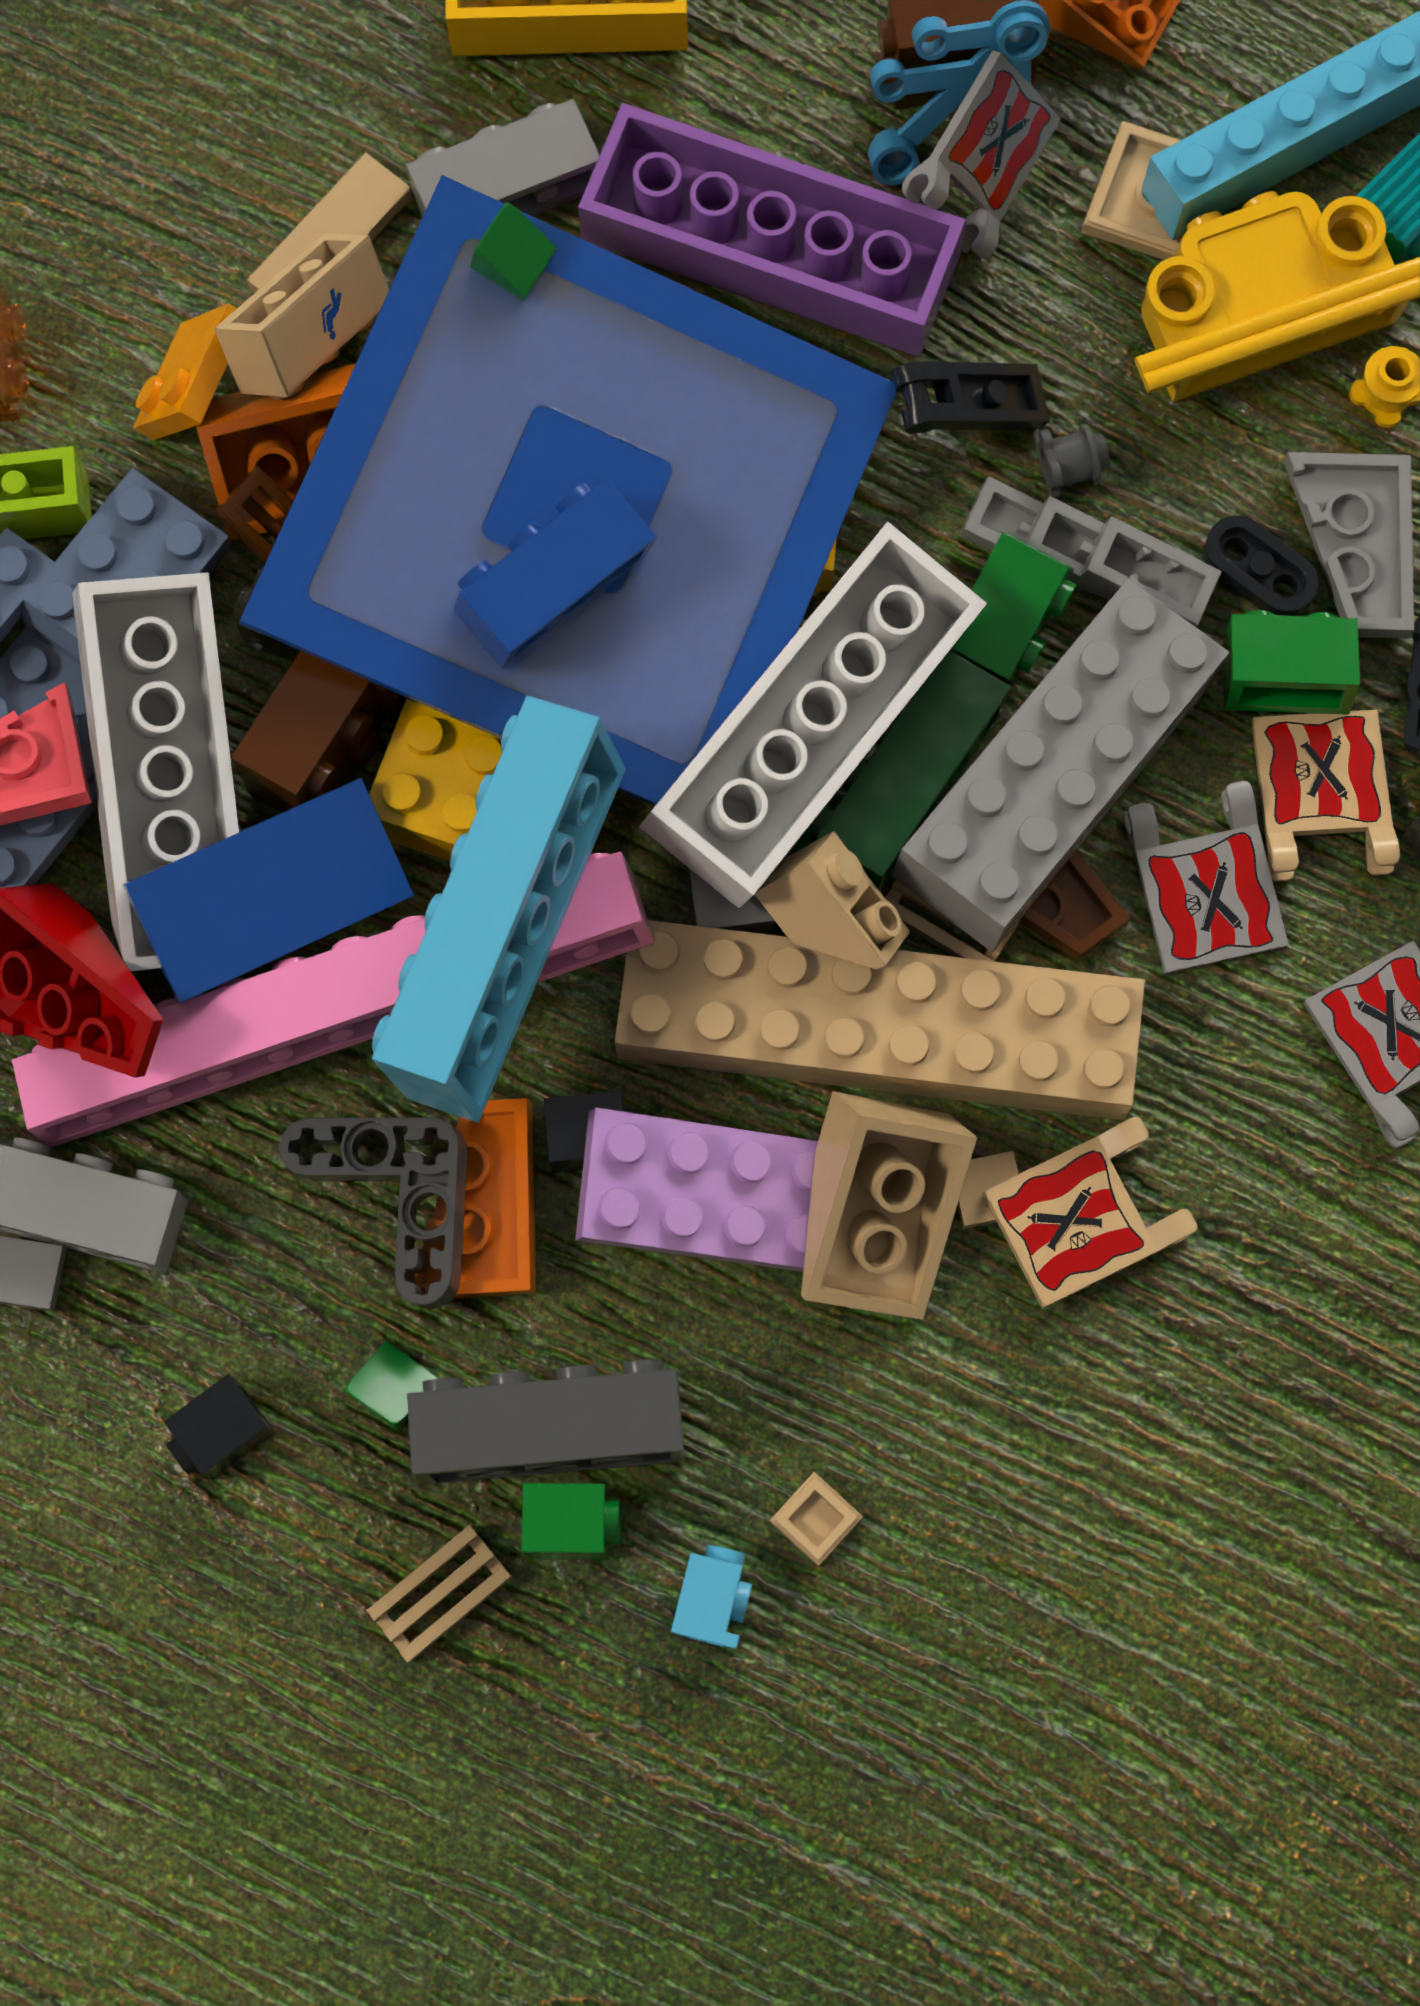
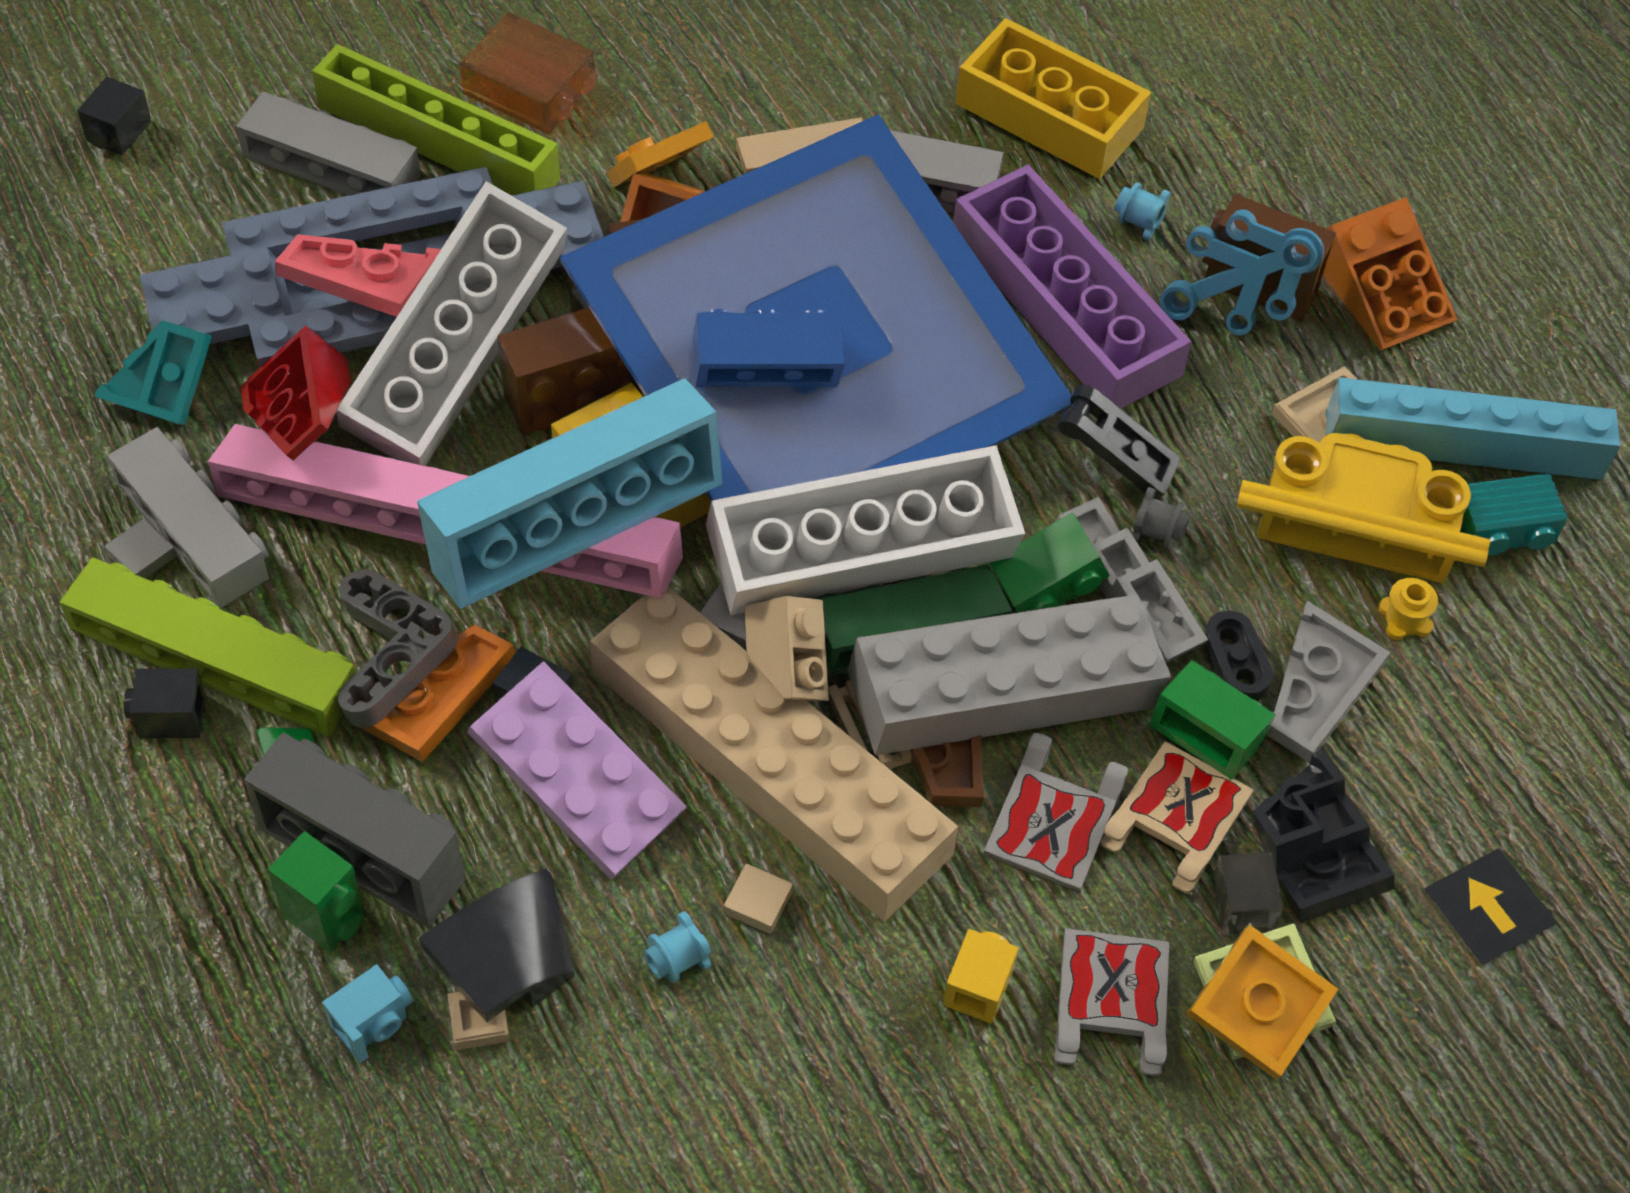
camera: 30 degrees right, 20 degrees down
(203, 1329) = (191, 633): none -> lime brick
(268, 890) = (450, 417): blue tile -> none
(303, 315) = (723, 153): tan brick -> none
(395, 1629) = (208, 884): tan tile -> none
(513, 252) = (885, 172): green slope -> none
(768, 62) = (1142, 208): none -> medium azure brick
(791, 1432) = (504, 946): none -> black slope
(882, 1204) = (676, 851): tan slope -> none
(958, 1308) = (677, 950): none -> medium azure brick
(986, 151) = (1240, 314): light grey flag -> none
(1075, 1218) = (801, 950): flag -> none
(1268, 1113) = (980, 975): none -> yellow brick

